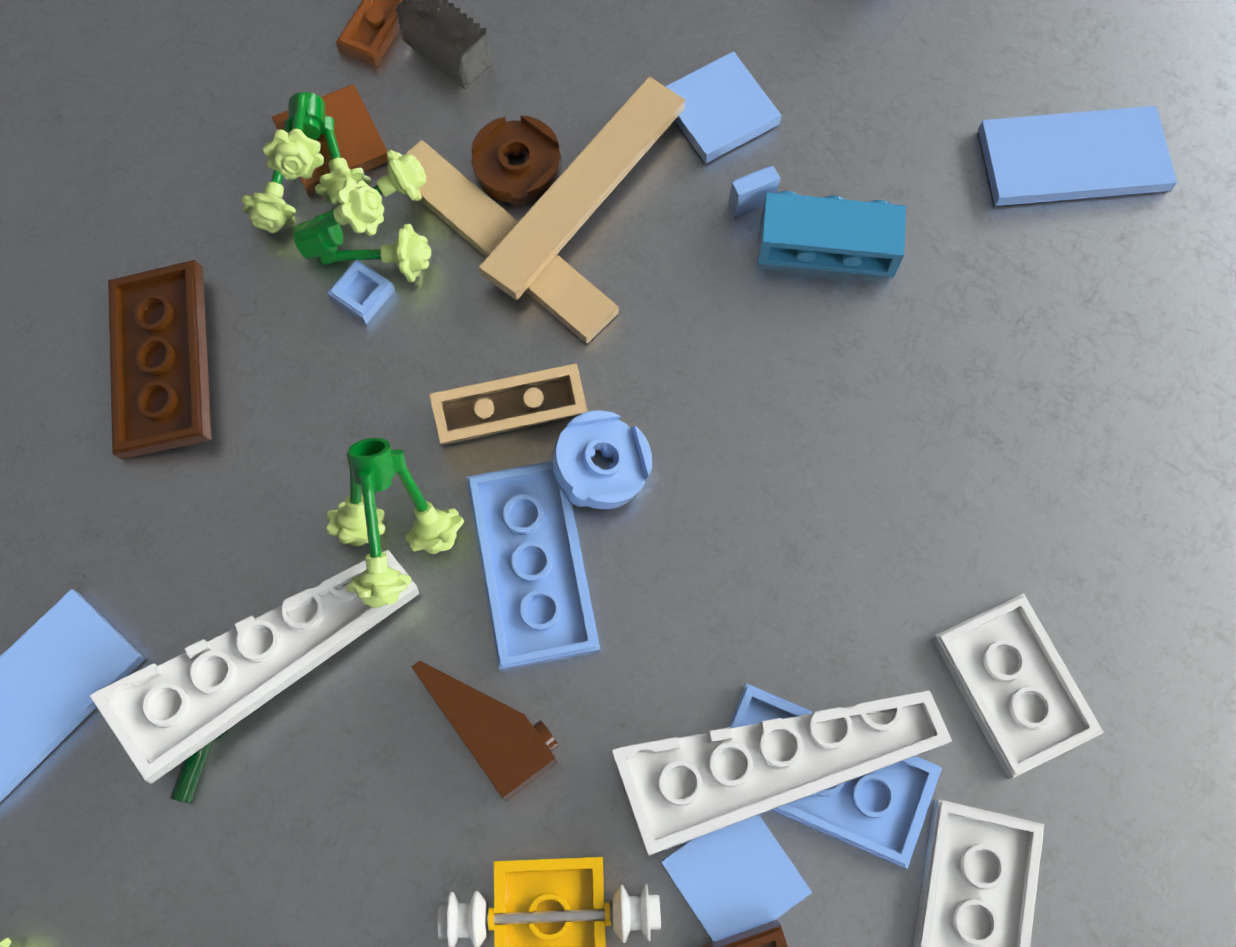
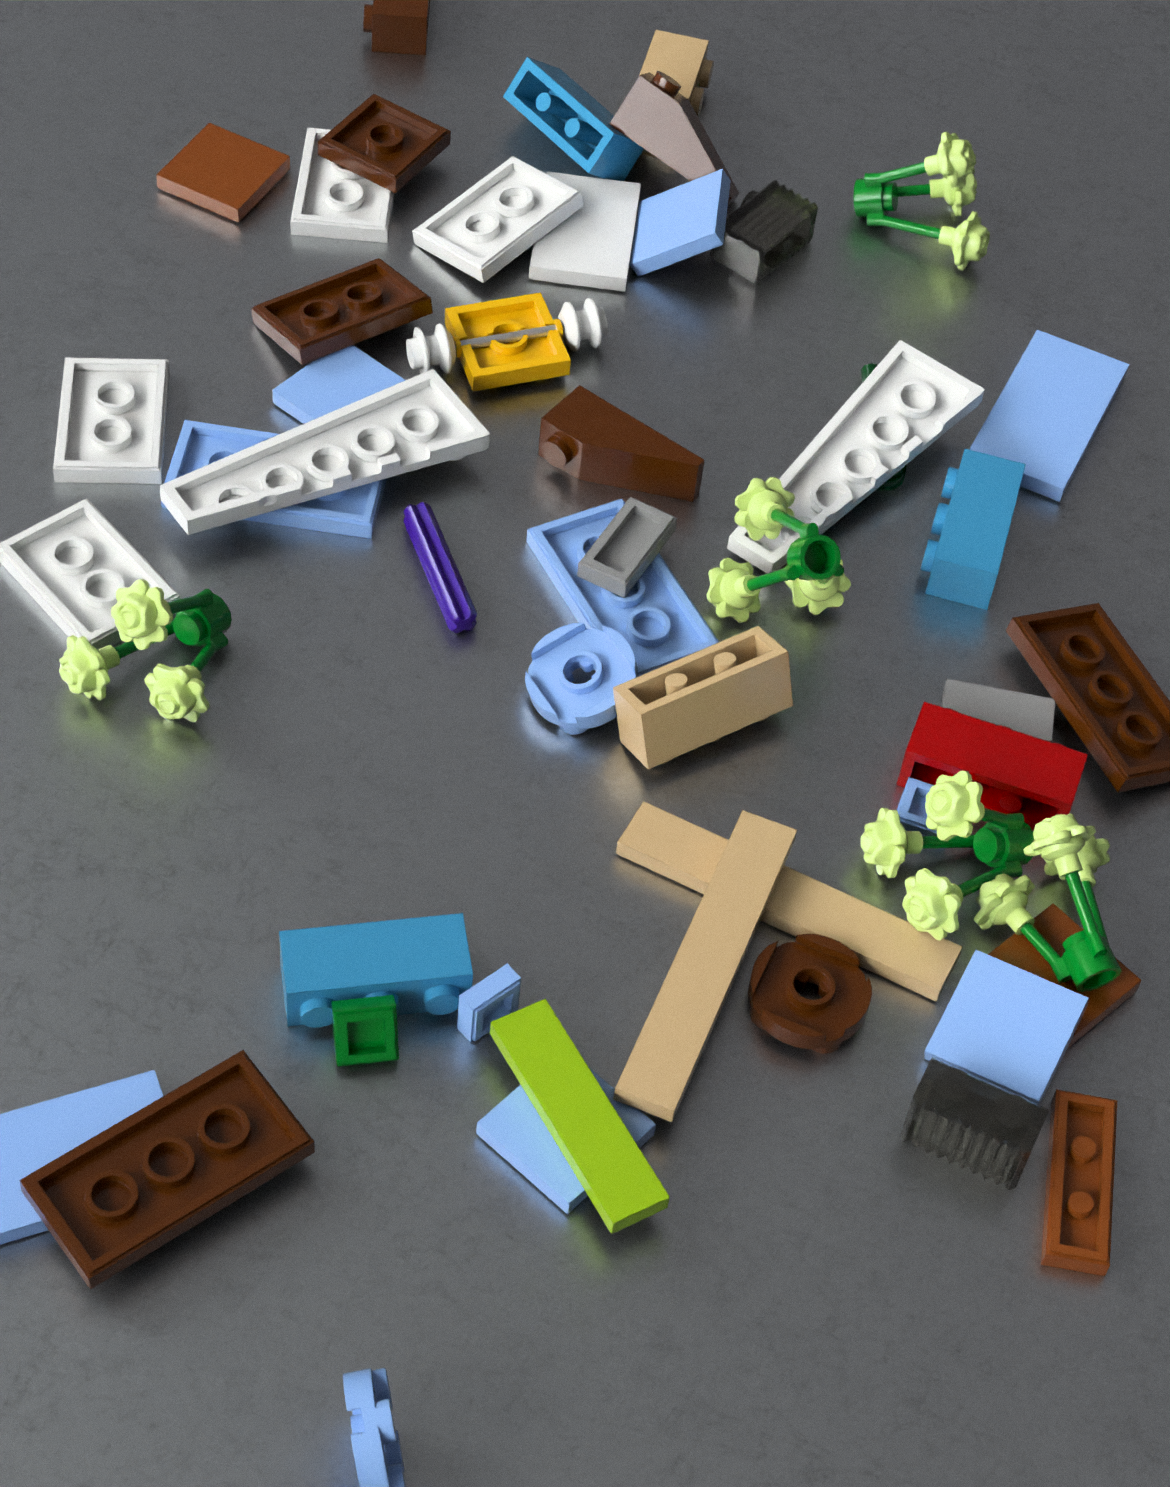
camera: 160 degrees right, 20 degrees down
(181, 555) = (972, 528): none -> dark azure brick
(261, 365) = (1003, 707): none -> light grey tile
(293, 303) = (1013, 767): none -> red brick
(388, 98) = (1007, 1026): none -> light blue tile
(516, 595) = (627, 547): none -> light grey tile
(692, 626) = (440, 567): none -> dark purple axle
(714, 98) = (579, 1116): none -> lime tile
(848, 188) = (365, 1030): none -> green tile
(996, 532) = (144, 619): none -> yellowish green plant
(997, 121) = (166, 1168): none -> reddish brown tile

